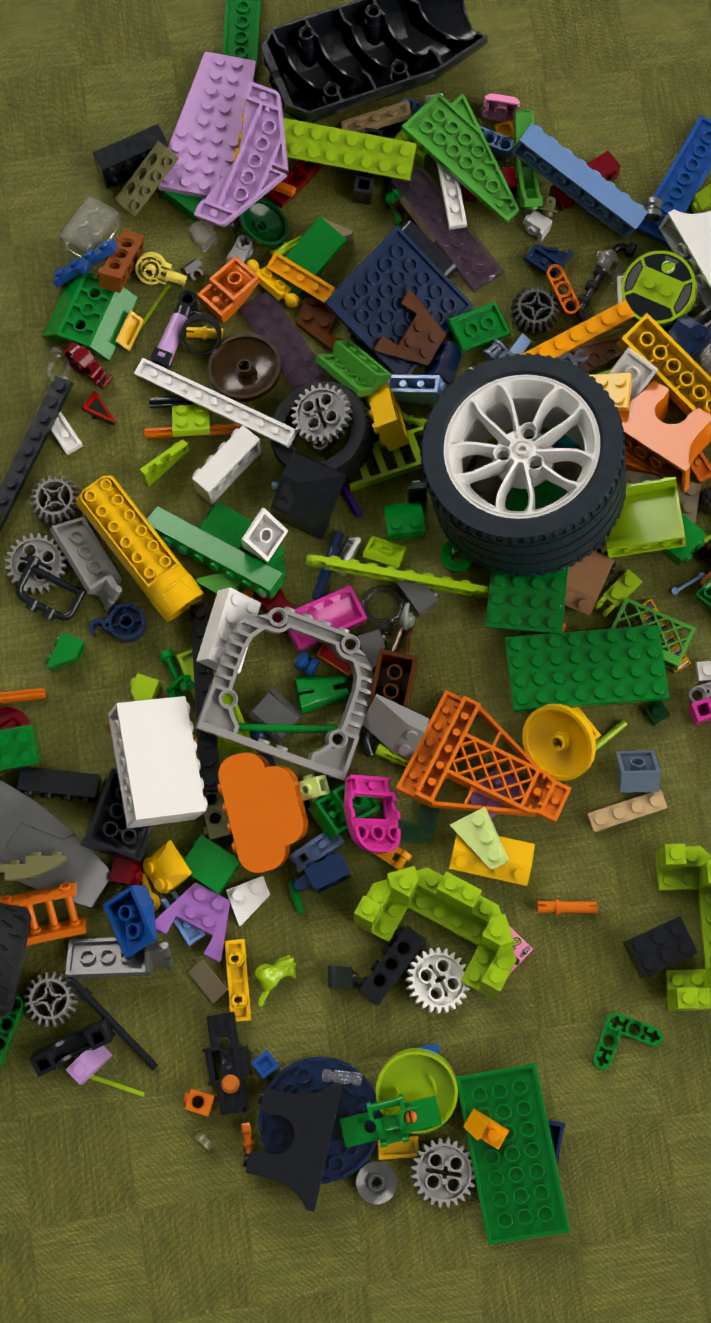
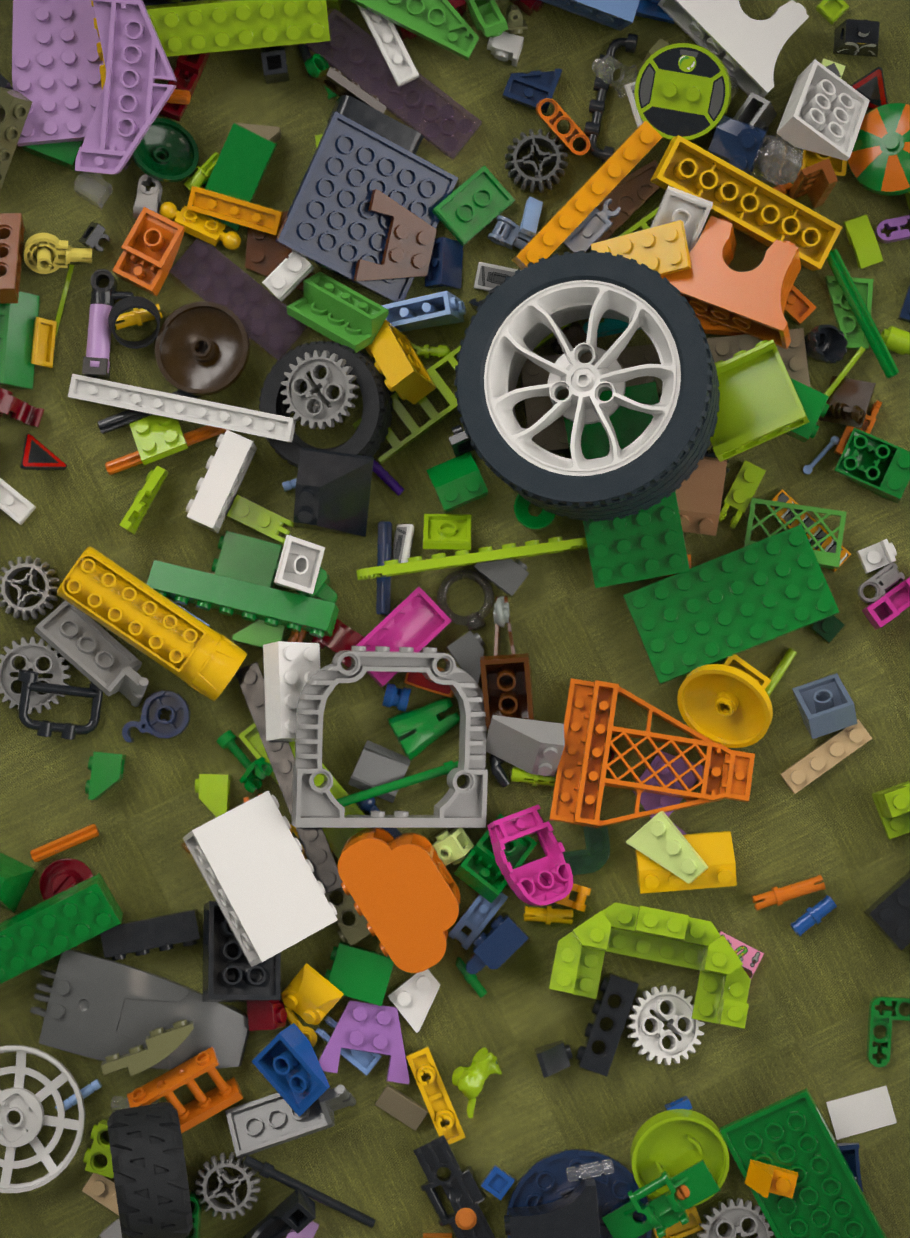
camera: 15 degrees left, 10 degrees up
(243, 500) = (259, 518): none -> lime hinge
(325, 334) = (288, 275): none -> white brick
(371, 865) = (548, 915): none -> yellow pin
(575, 1103) = (861, 1112): none -> white sticker
(581, 931) = (813, 915): none -> blue pin

